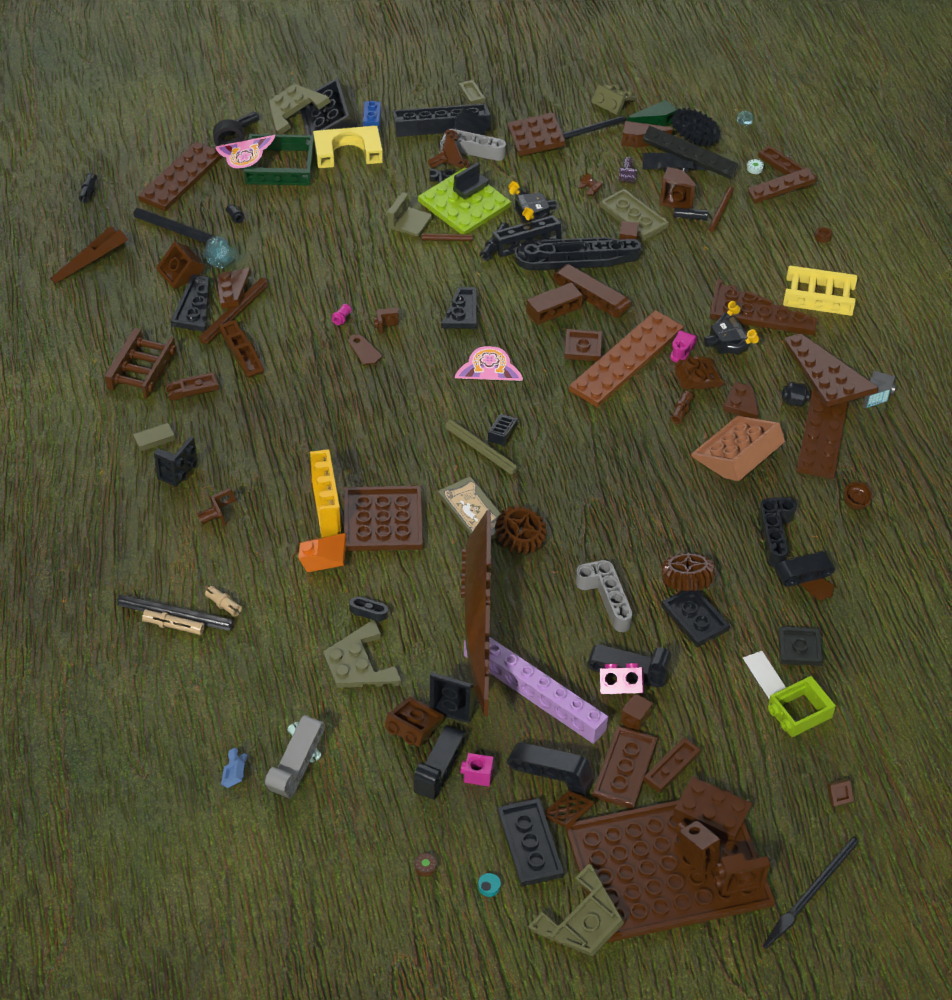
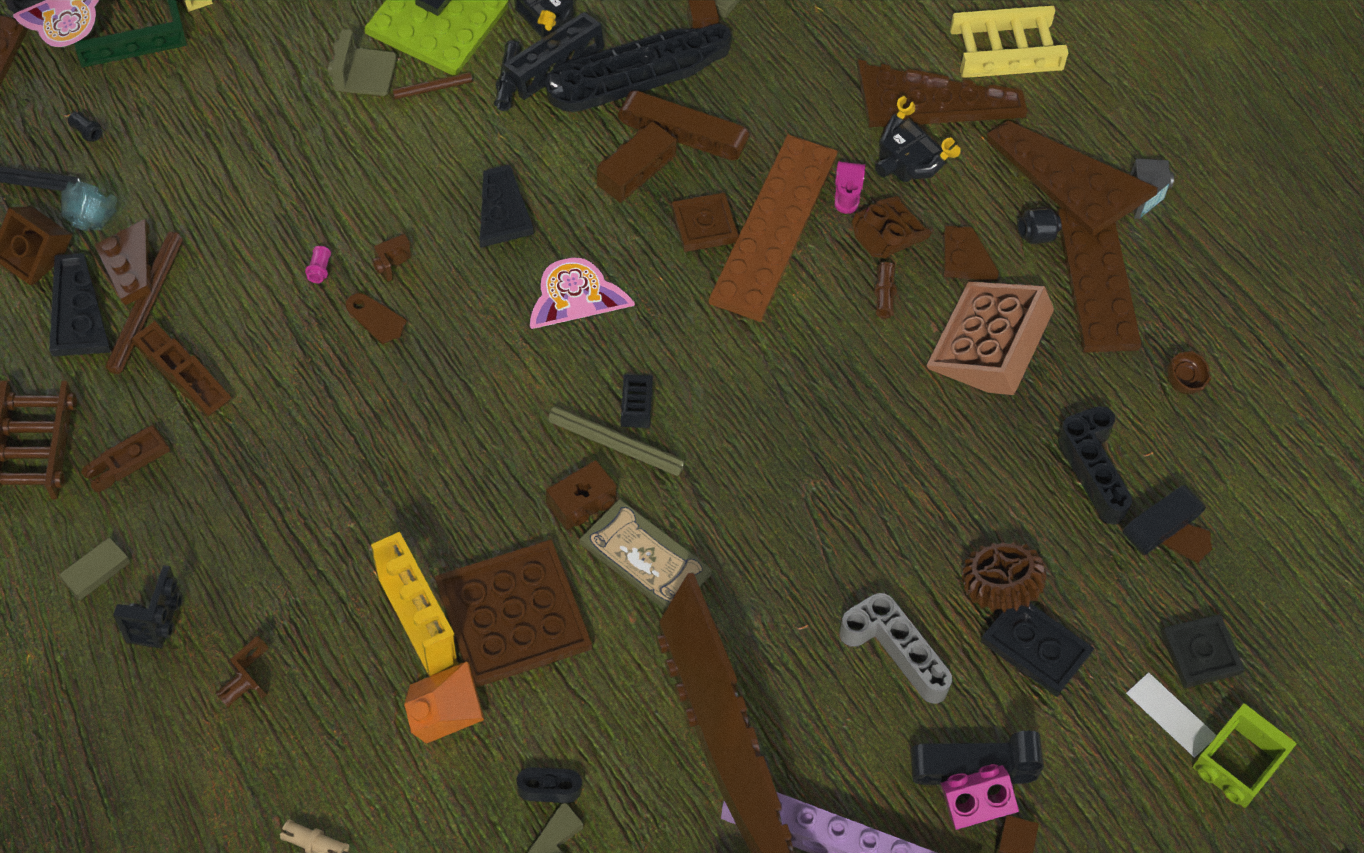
camera: 20 degrees left, 10 degrees up
(447, 468) = (581, 495): none -> reddish brown brick
(508, 528) = (743, 563): reddish brown gear -> none

